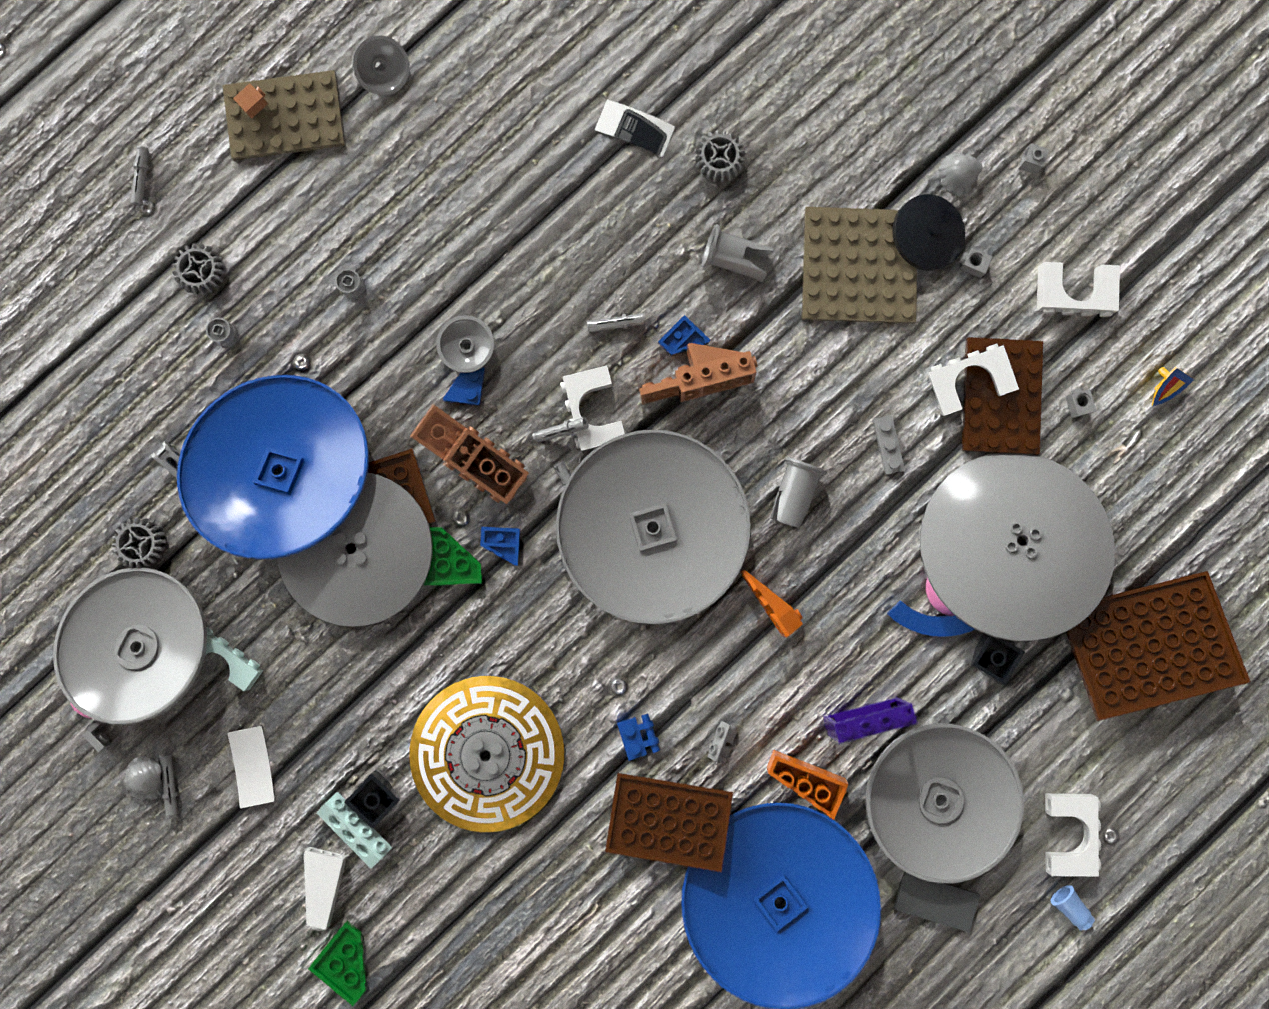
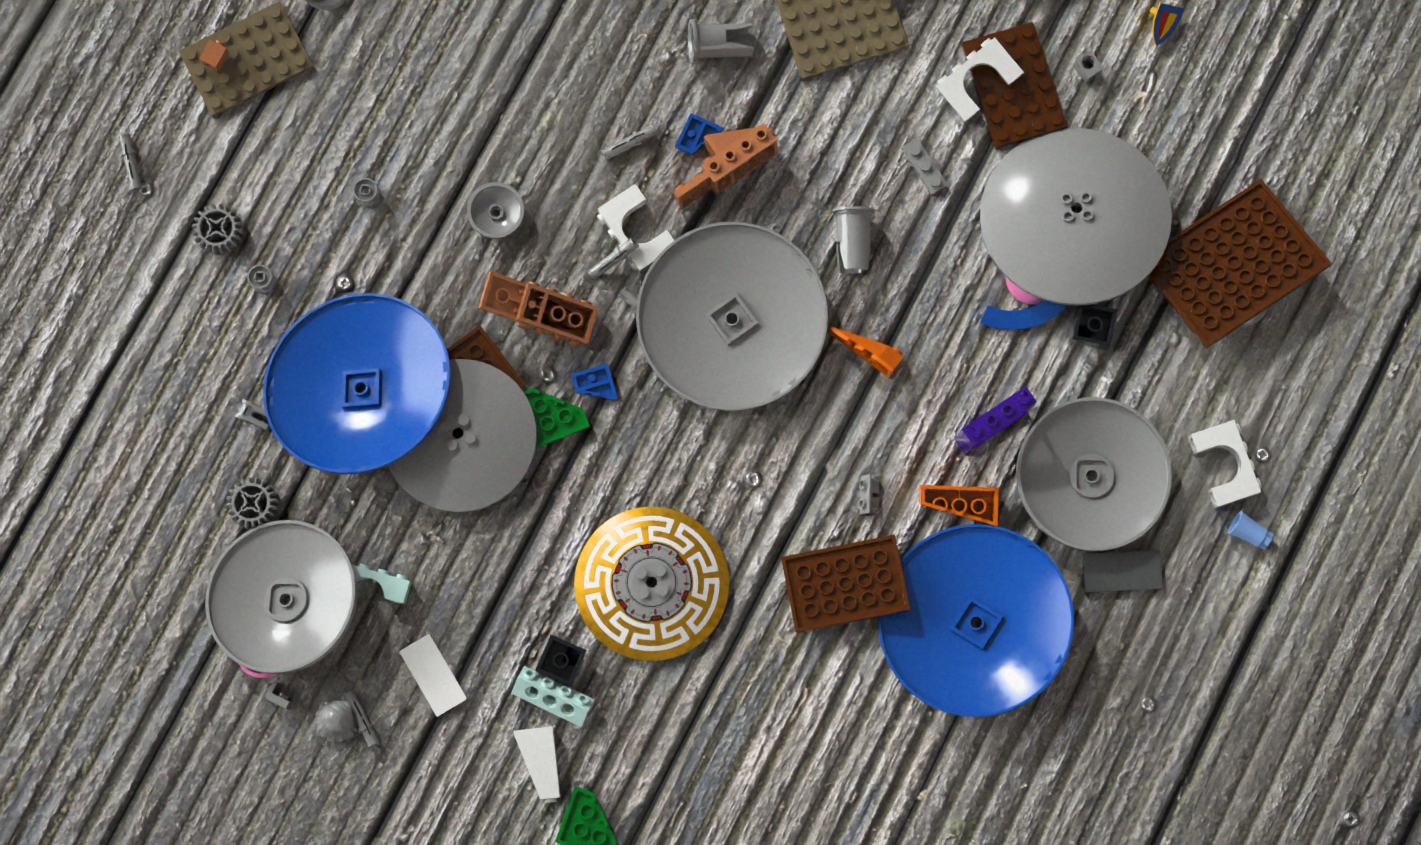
camera: 15 degrees left, 5 degrees down
(466, 388) = (510, 252): blue wing -> none
(632, 737) = (782, 520): blue plate -> none

